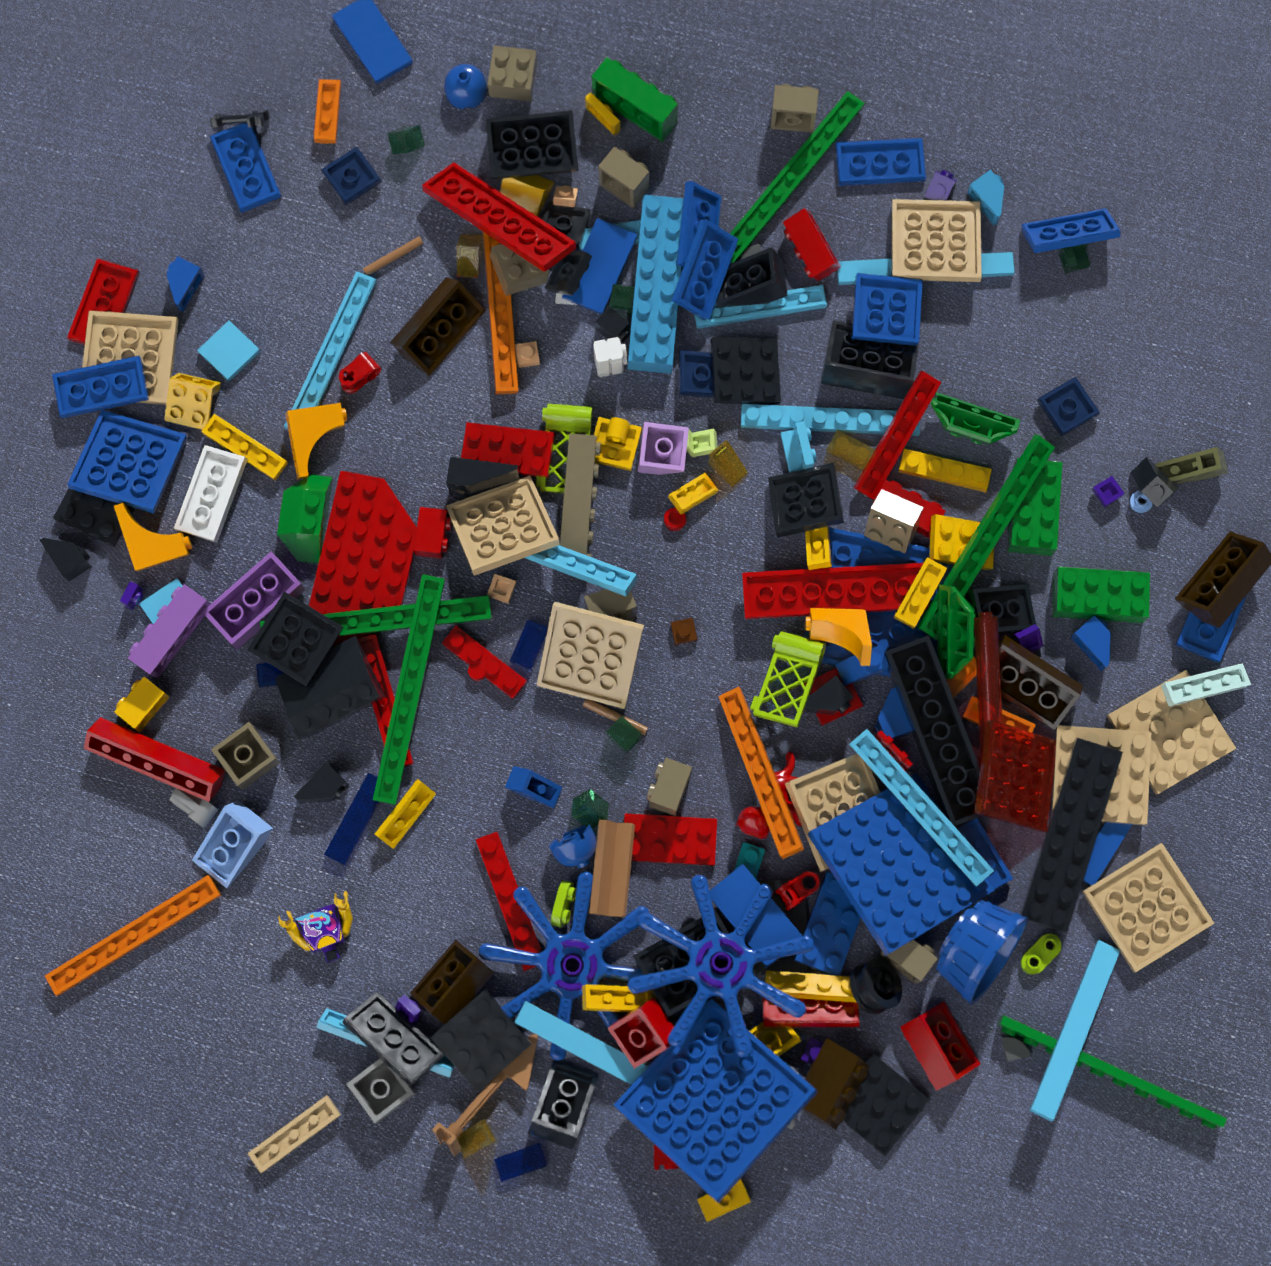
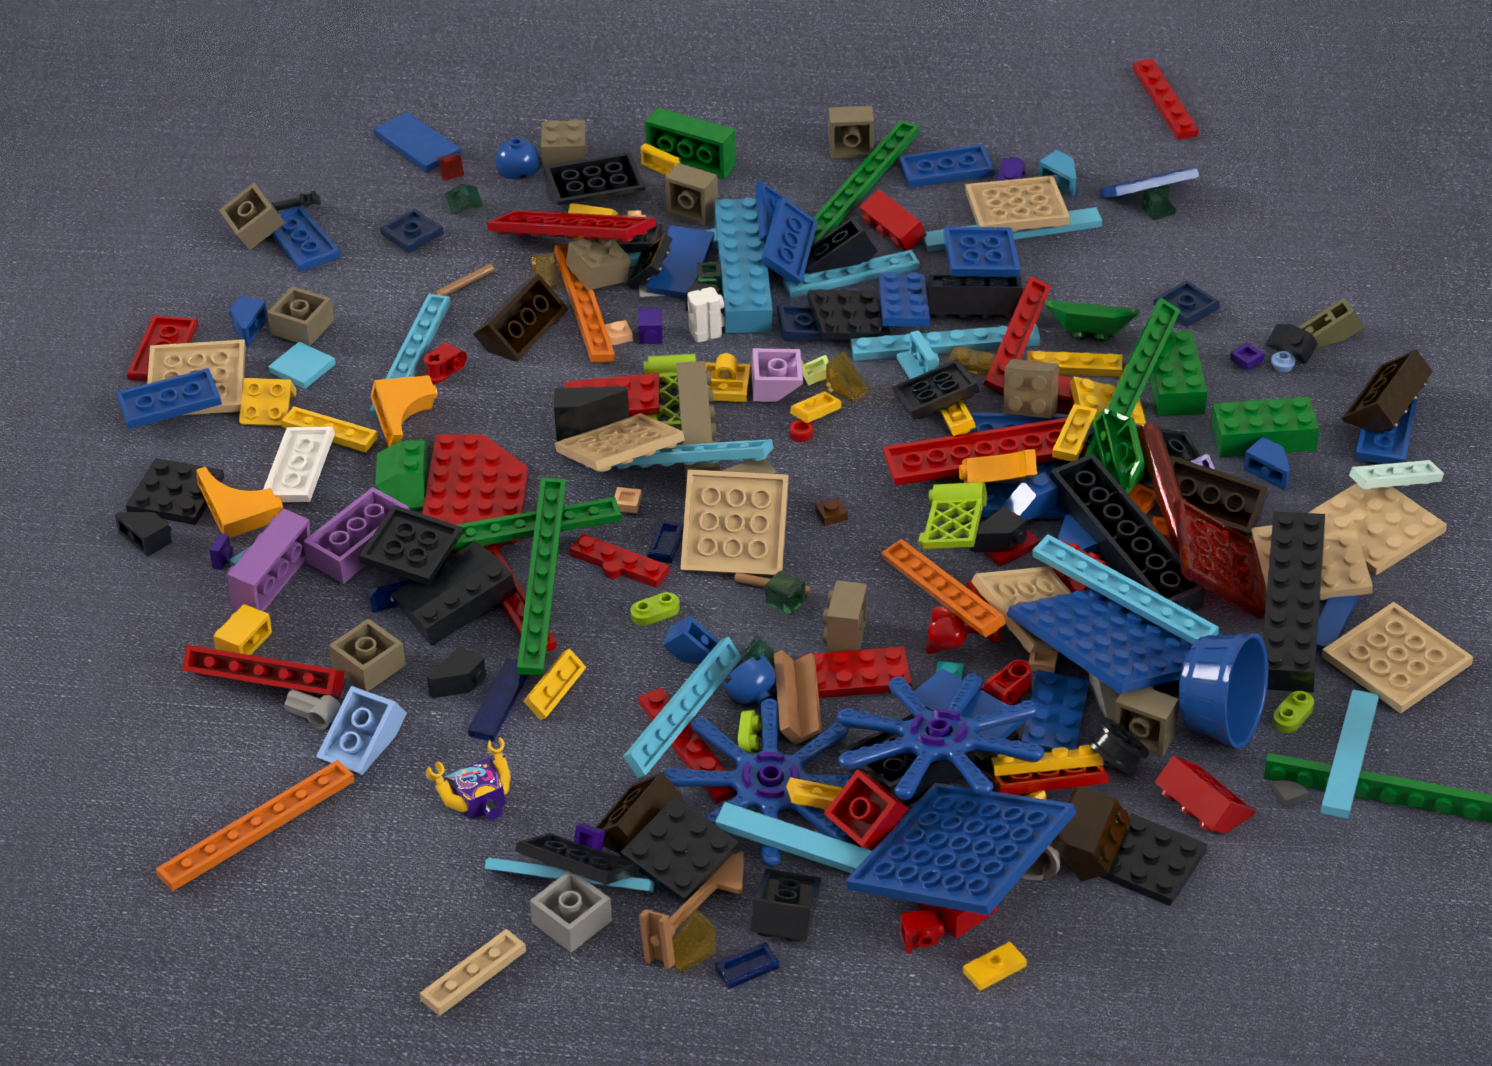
camera: 10 degrees left, 35 degrees down
(127, 461) = (199, 443): blue plate -> none
(199, 140) = (252, 216): none -> dark tan brick
(232, 291) = (300, 316): none -> dark tan brick
(327, 111) = (380, 191): orange plate -> none
(399, 87) = (451, 166): none -> clear red tile
(431, 533) = (542, 462): red brick -> none
(506, 729) = (655, 609): none -> lime plate
(509, 872) = (682, 707): none -> medium azure plate
(557, 356) = (650, 326): none -> dark purple brick
(801, 360) = (903, 299): none -> blue plate
(1117, 94) = (1165, 99): none -> red plate

